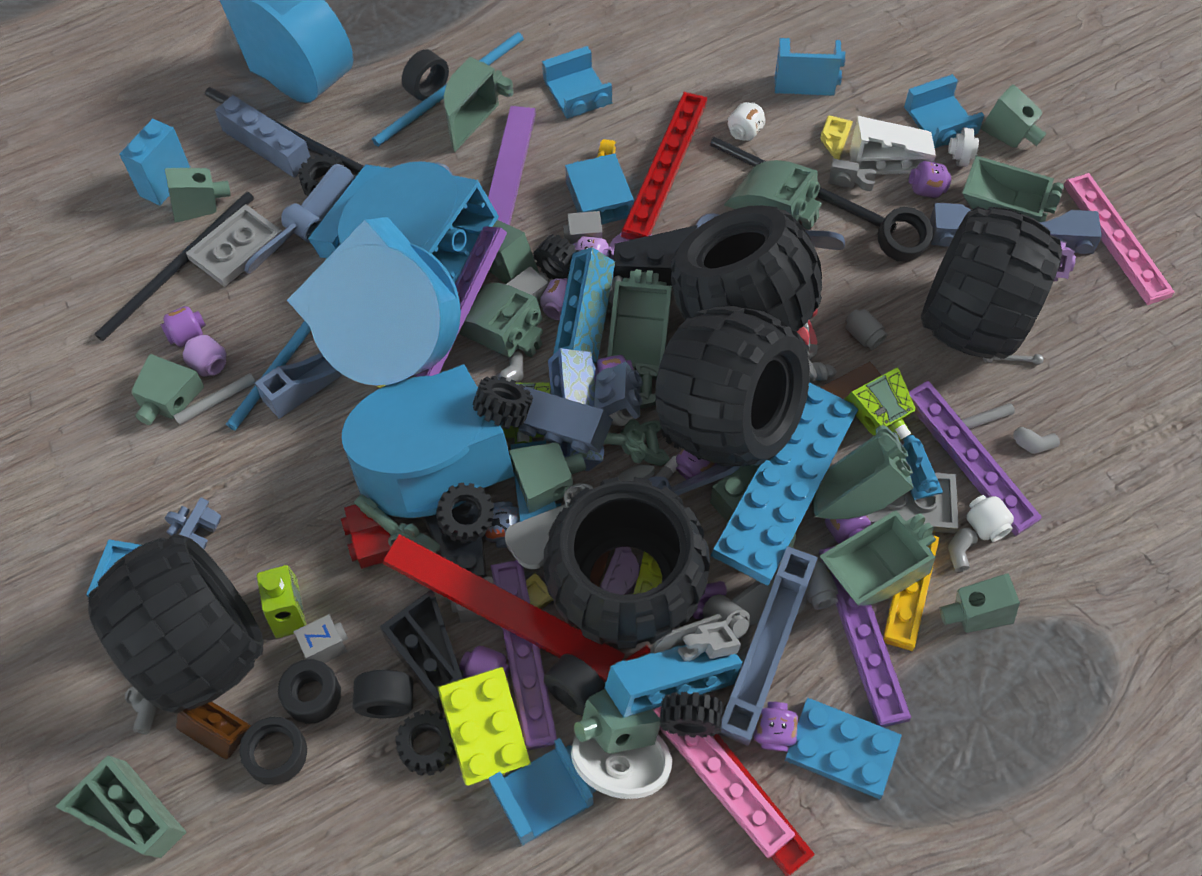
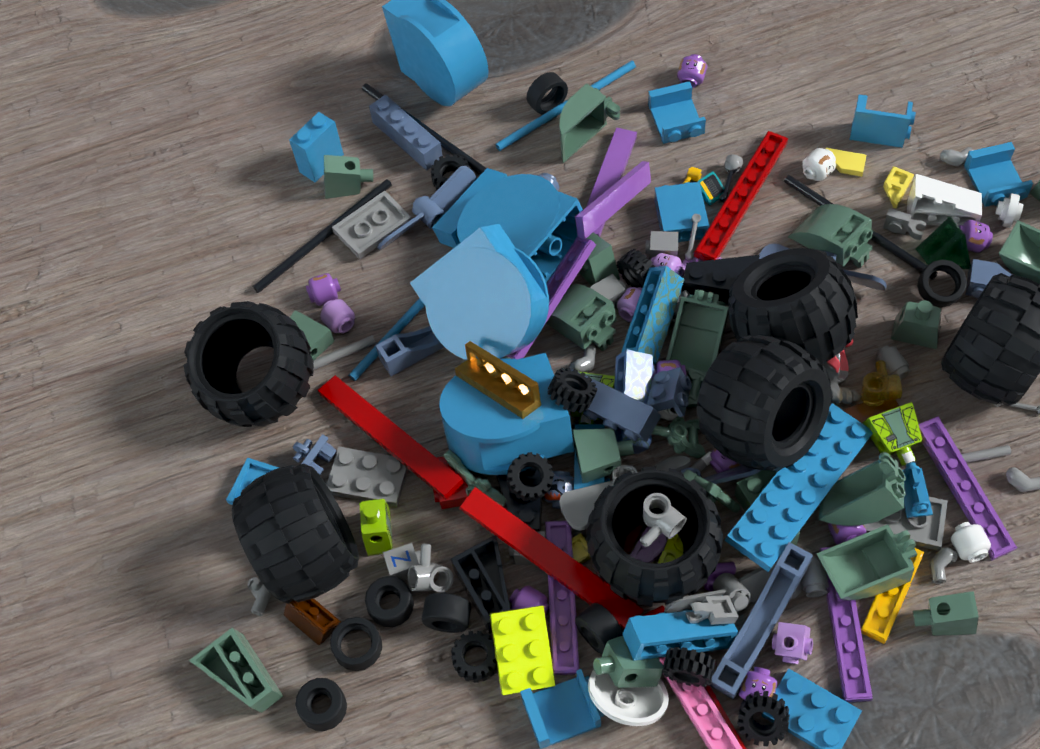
camera: 15 degrees right, 0 degrees up
(59, 402) = (220, 347): none -> black tyre
(222, 820) = (329, 718): none -> black tyre
(264, 541) = (367, 476): none -> light grey plate
(288, 490) = (391, 437): none -> red tile
(346, 653) = (421, 576): none -> light grey piece
(410, 405) = (492, 378): none -> pearl gold fence
(518, 182) = (612, 200): none -> medium lavender tile
(588, 33) = (692, 69): none -> medium lavender head
(617, 194) = (695, 219): none -> light grey hinge
(630, 160) = (711, 188): none -> slope
(642, 542) = (667, 523): none -> light grey piece
(650, 133) = (732, 165): none -> light grey hinge
(689, 499) = (713, 491): none -> sand green piece
(780, 116) = (849, 162): none -> light yellow tile
(789, 780) = (763, 732): none -> black tyre
(799, 656) = (785, 636): none -> lavender brick
(857, 356) = (887, 386): none -> clear yellow piece
(886, 281) = (918, 324): none -> sand green torso
(892, 98) = (954, 157): none -> light grey arm
(901, 189) = (946, 243): none -> clear green slope

